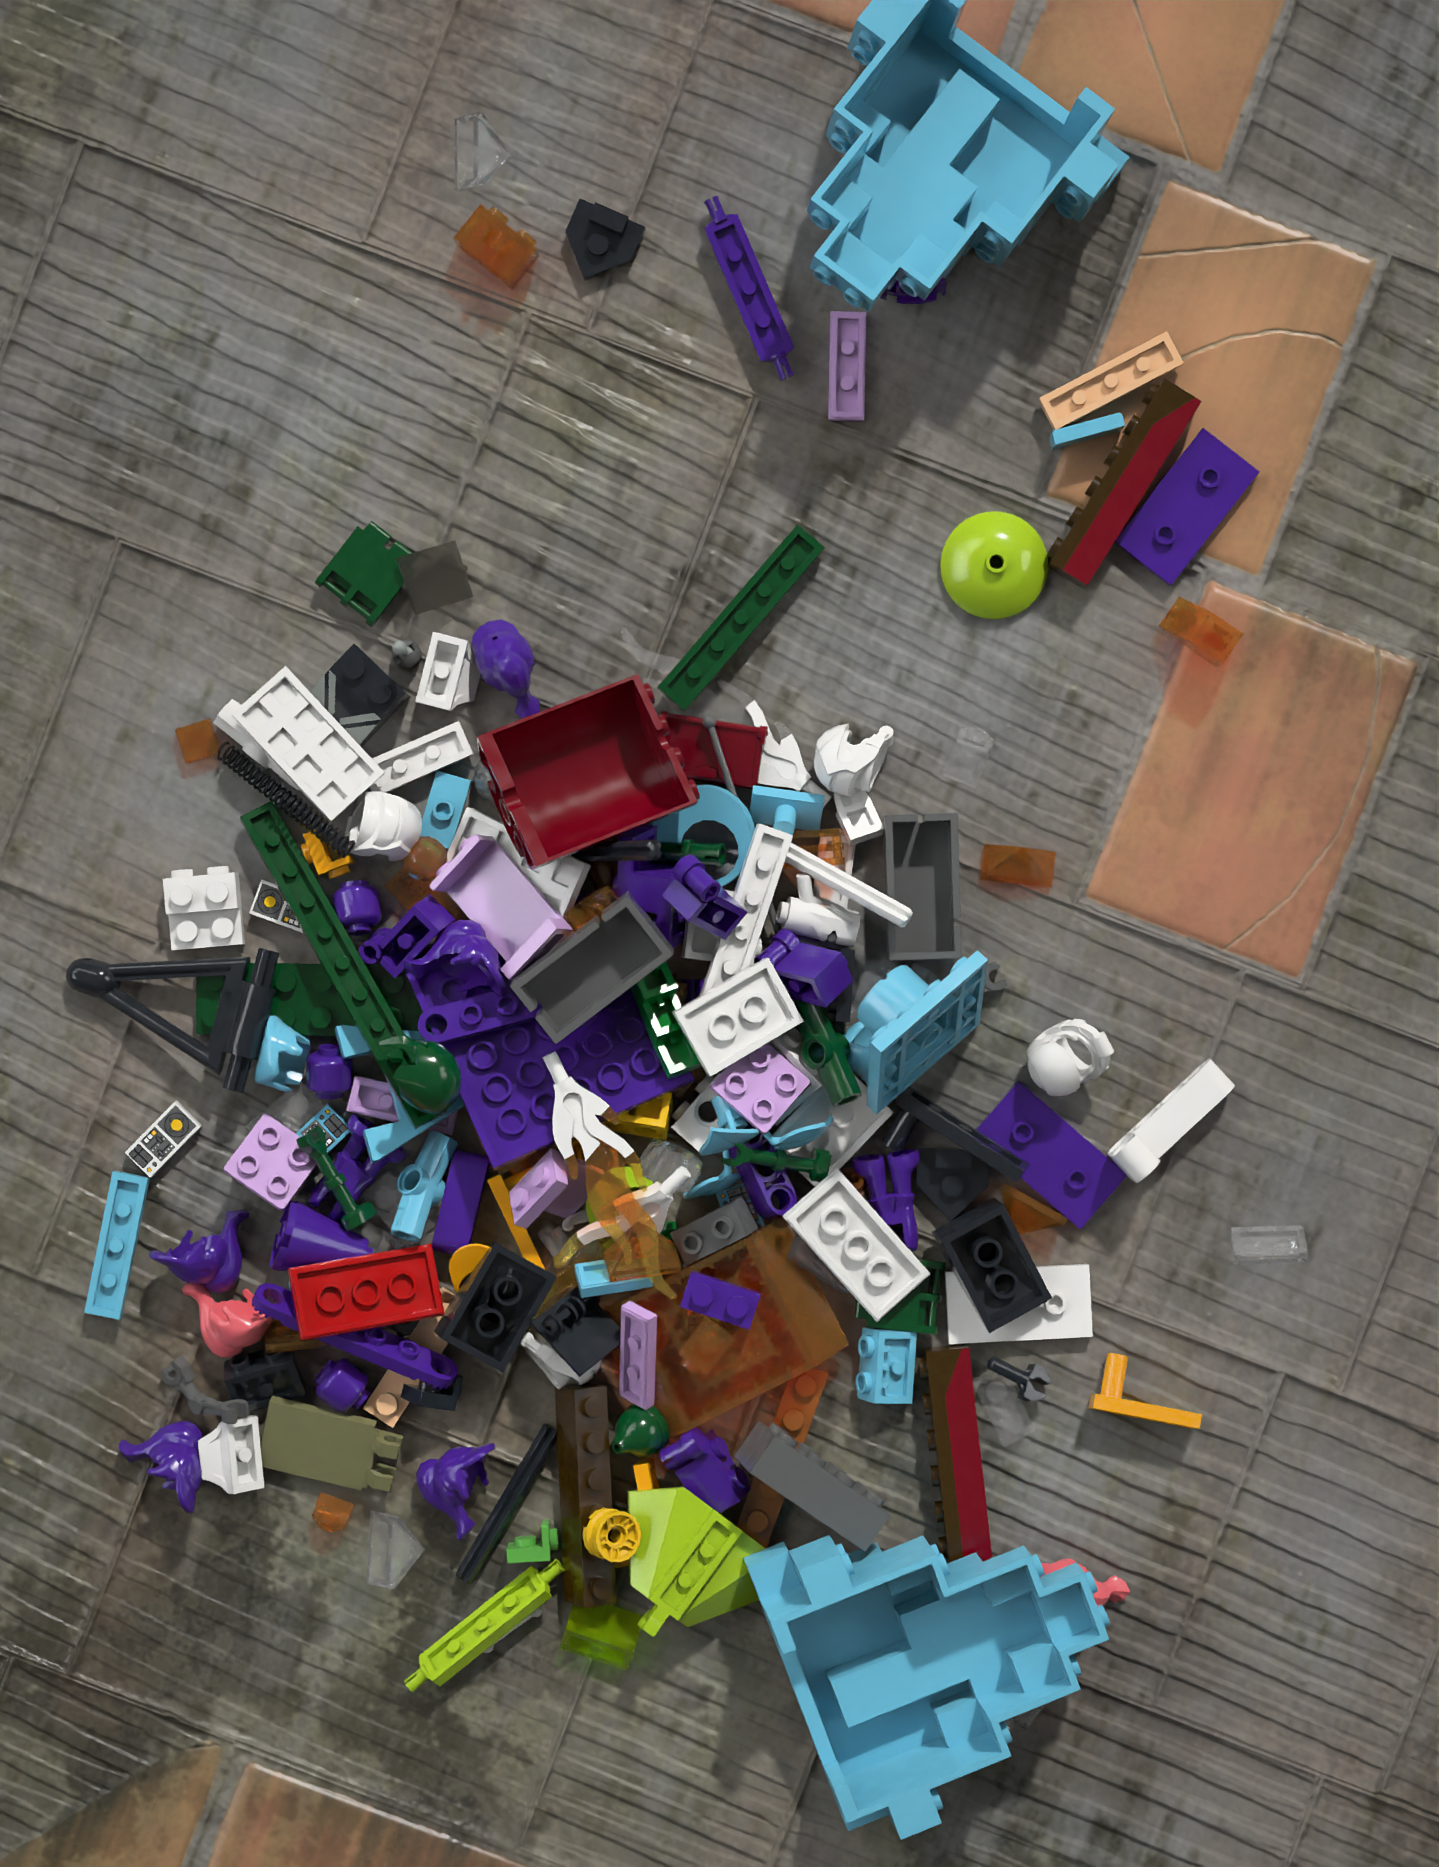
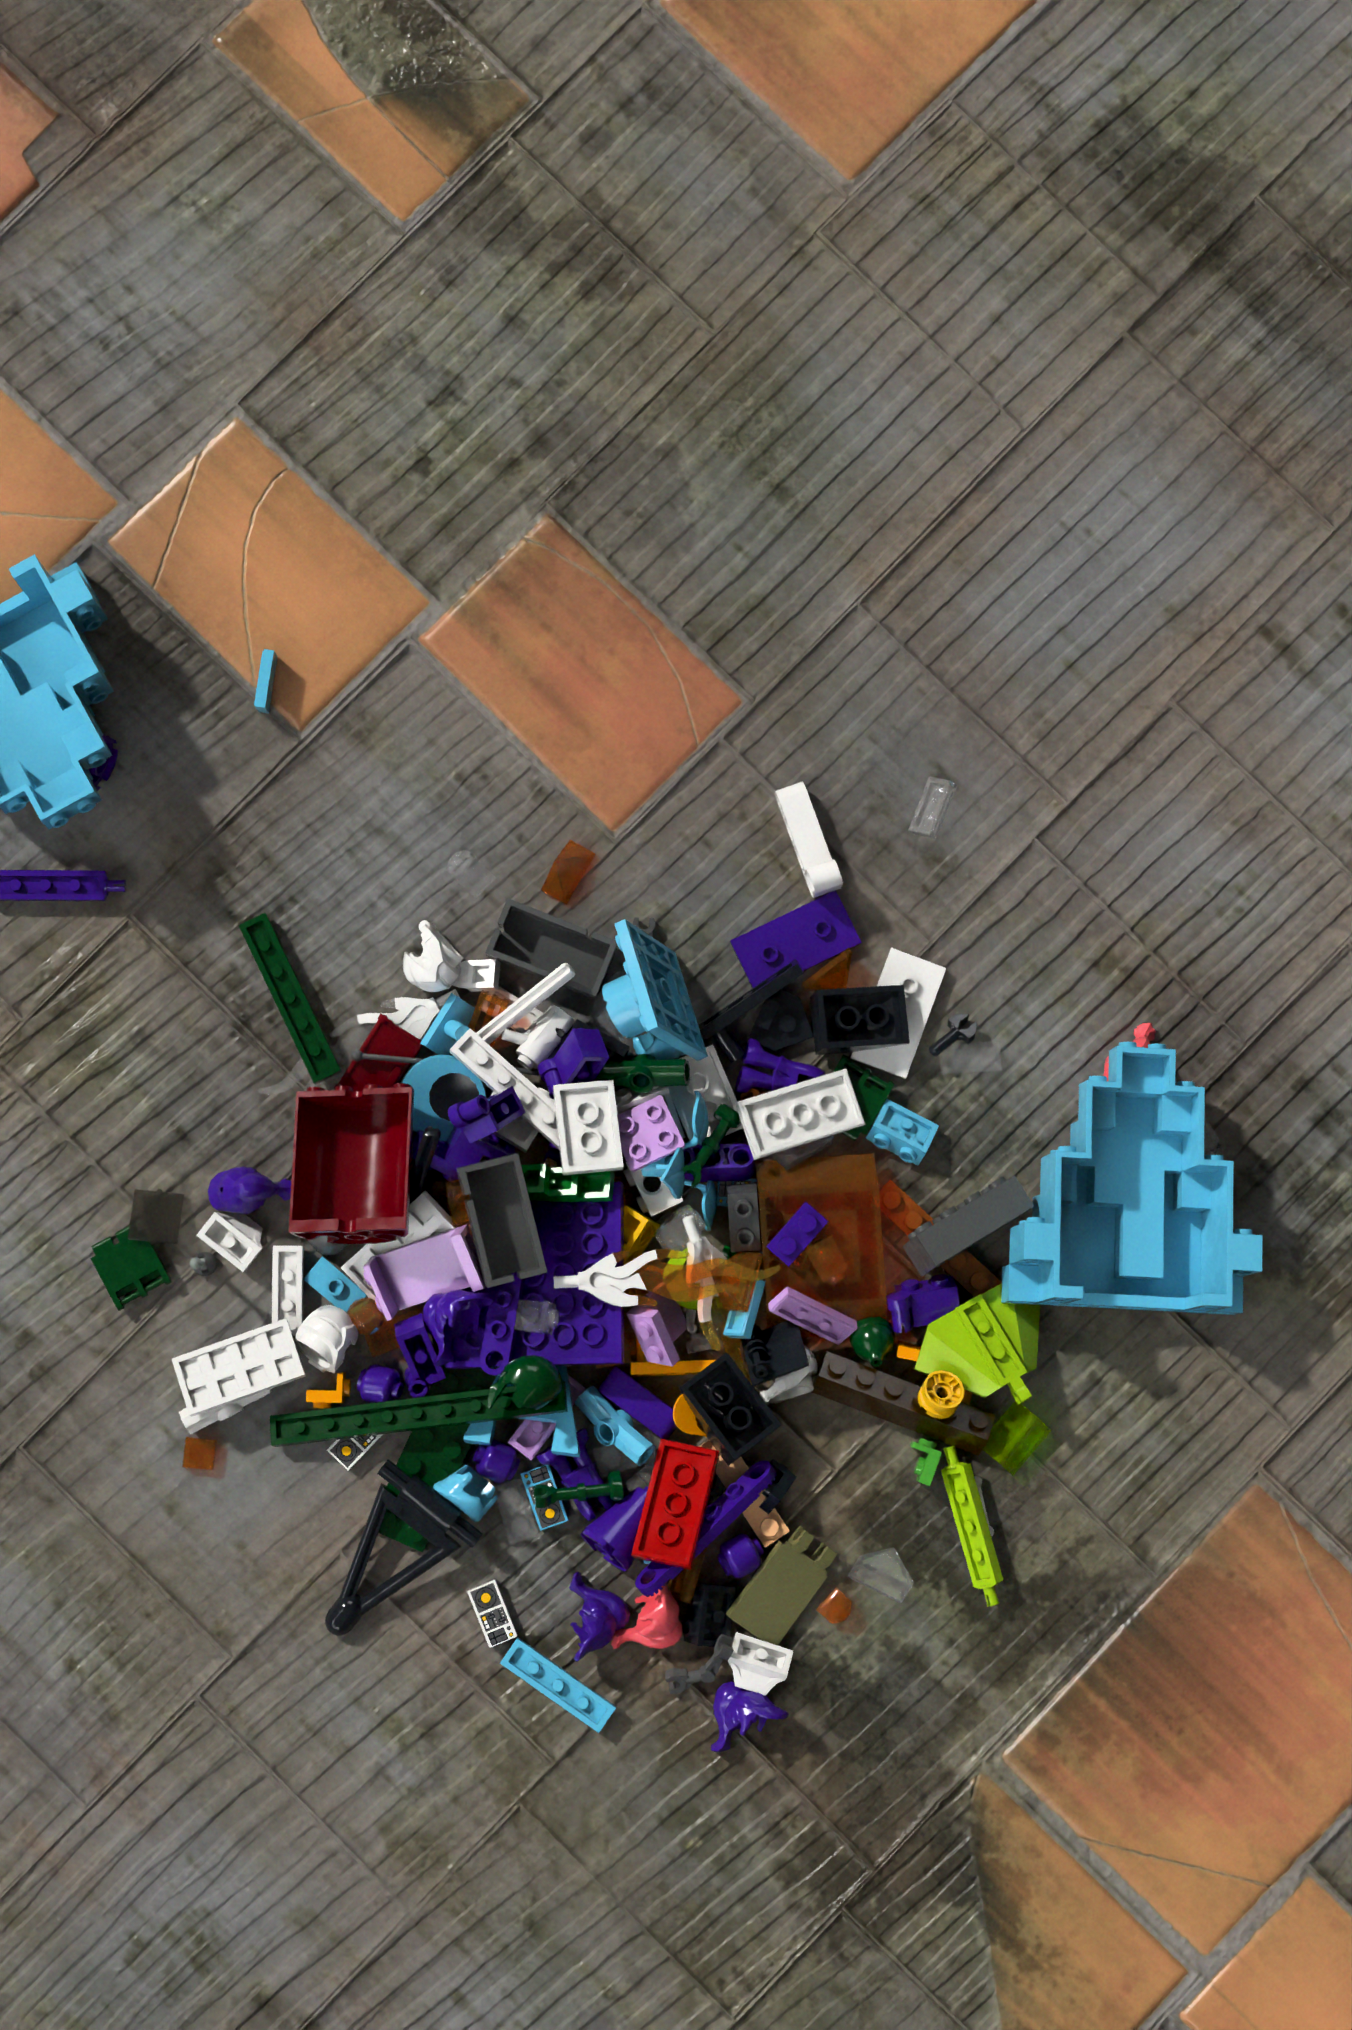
camera: 70 degrees left, 5 degrees down
(204, 908) = (329, 1504): white plate -> none
(271, 1163) = (546, 1535): lavender bracket -> none
(297, 809) = (288, 1397): black piece -> none
(359, 694) = (218, 1312): black slope -> none
(449, 1482) = (848, 1503): dark purple piece -> none
(503, 1050) = (536, 1317): none -> clear bracket
(507, 1504) = (886, 1467): black axle -> none
(706, 853) = (443, 1122): dark green pin -> none
(847, 366) = (137, 838): lavender tile -> none
(957, 1452) = (988, 1106): brick -> none
(977, 585) = (348, 808): lime dish -> none
(1056, 1066) = (727, 908): white helmet -> none
(1110, 381) = (237, 647): light nougat plate -> none
(1111, 1393) = (1002, 974): light orange piece -> none
(1123, 484) = (317, 670): brick -> none
(1186, 507) = (355, 632): dark purple plate -> none
(1201, 631) = (452, 660): clear orange slope -> none

